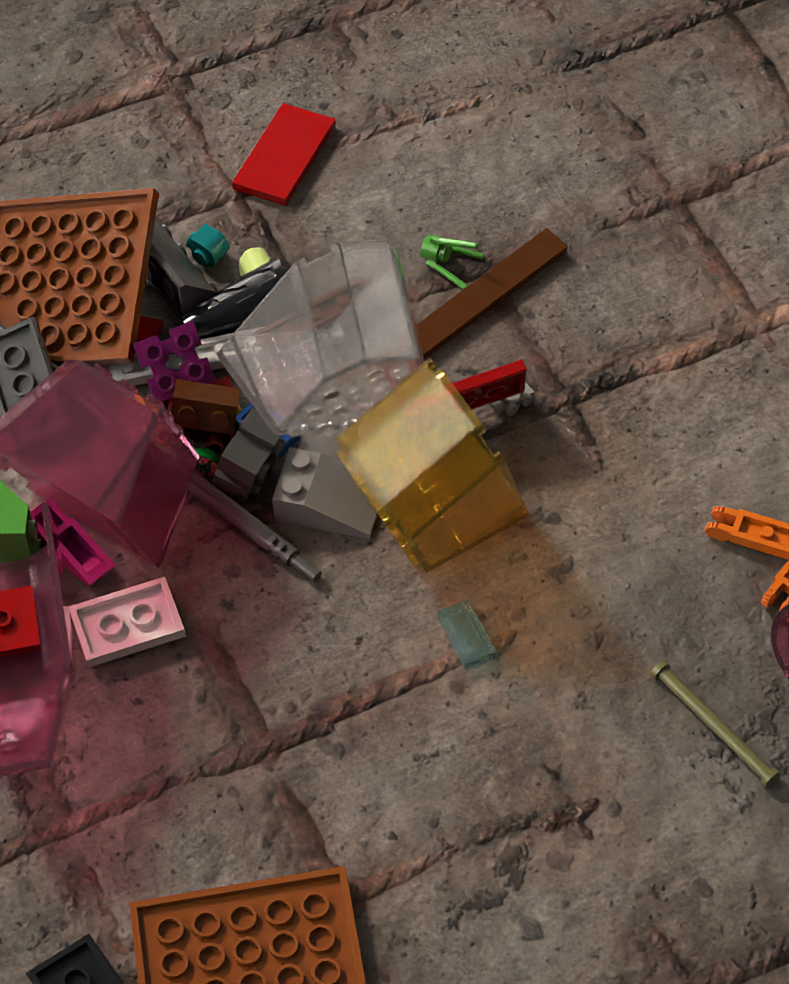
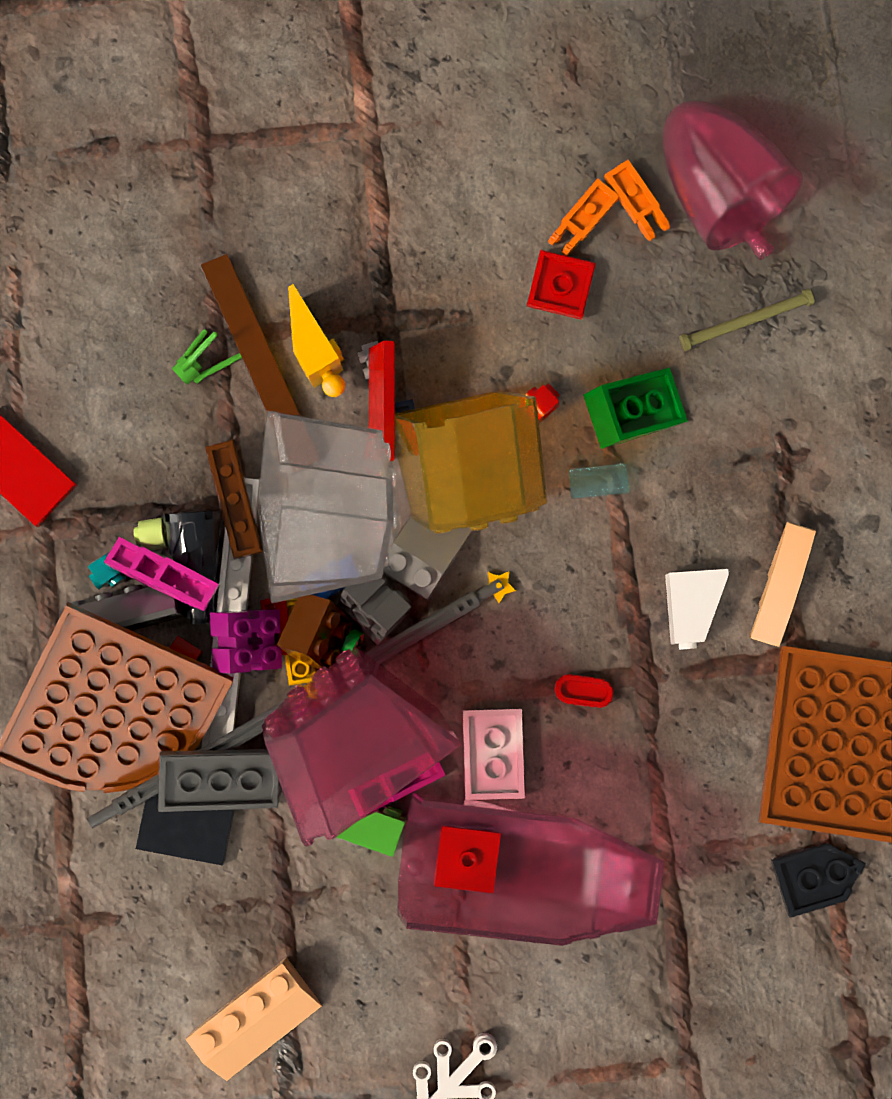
camera: 70 degrees left, 30 degrees up
(215, 269) = (161, 574): none -> dark pink slope
(225, 690) = (583, 691): none -> red tile
(321, 581) = (504, 580): none -> yellow piece
(360, 761) = (692, 604): none -> white slope
(419, 843) = (783, 584): none -> light nougat slope
(504, 327) = (314, 352): none -> yellow slope
(530, 552) = (546, 400): none -> red plate
(564, 640) = (634, 407): none -> green slope
(670, 533) = (561, 284): none -> red plate

